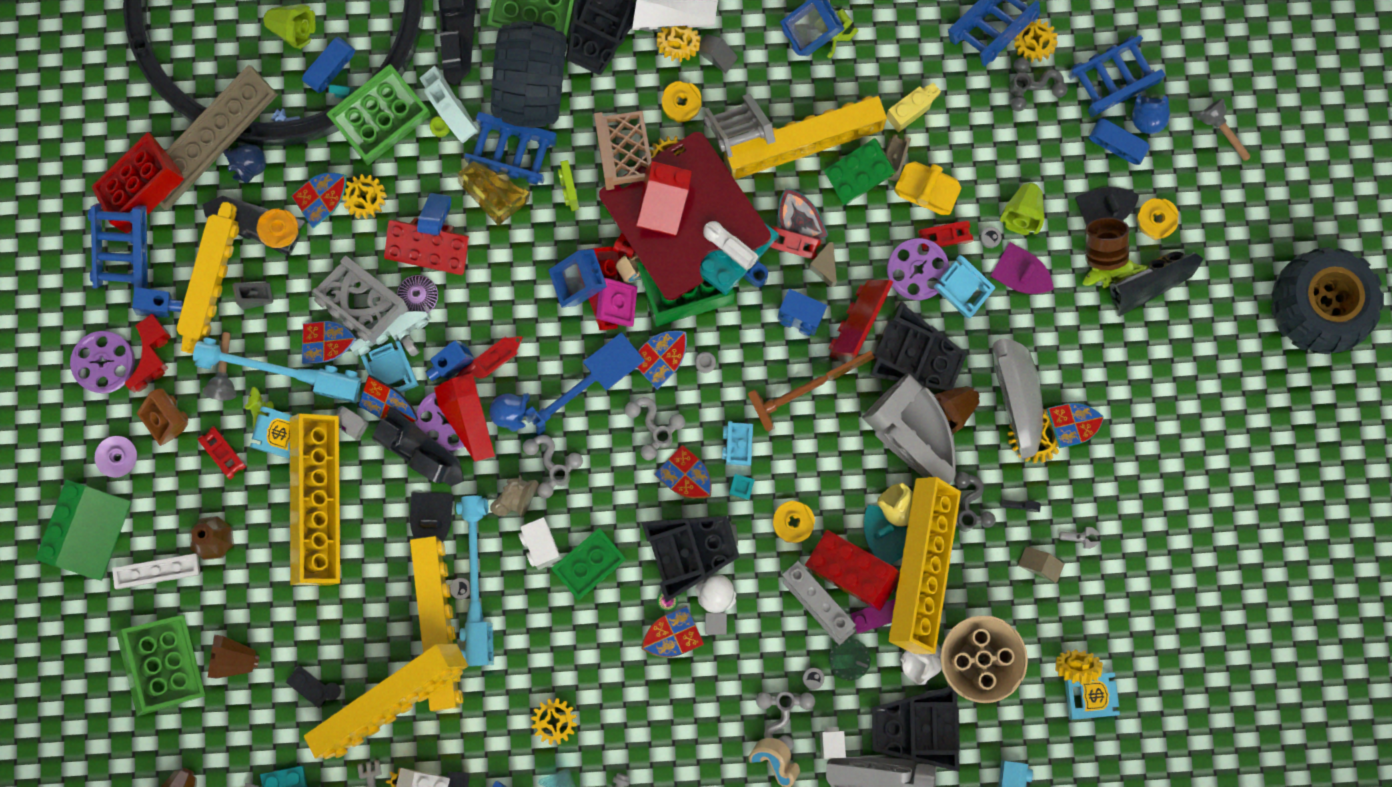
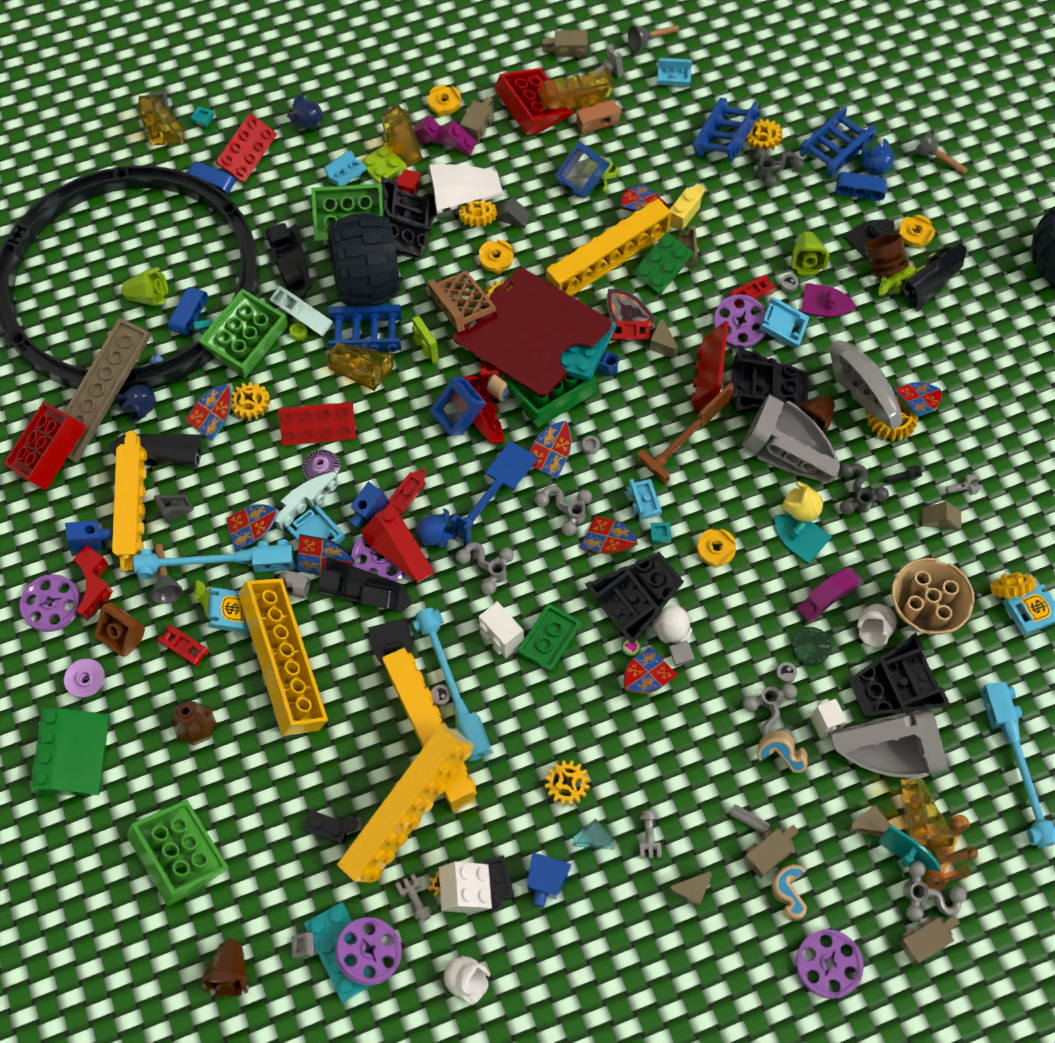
camera: 15 degrees left, 15 degrees down
(137, 237) = (56, 484): blue fence -> none
(156, 571) = (149, 768): white plate -> none
(230, 658) = (244, 822): reddish brown cone -> none
(277, 228) = (181, 444): light orange tile -> none
(357, 274) = (273, 494): light grey fence -> none
(410, 346) = (328, 506): light grey tile -> none
(434, 214) = (316, 393): blue beam -> none
(515, 497) = (464, 598): dark tan piece -> none
(617, 303) = (498, 418): dark pink tile -> none
(663, 198) = (510, 317): slope -> none
(730, 244) = (581, 336): white piece -> none
(752, 114) = (557, 246): light grey fence -> none
(801, 312) = (658, 378): blue brick -> none
(818, 603) = (768, 601): light grey fence -> none
(853, 570) = (786, 564): red brick -> none
(865, 80) = (638, 198): none -> shield
(925, 566) = (848, 539): yellow brick -> none
(928, 187) = (723, 260): yellow shield -> none

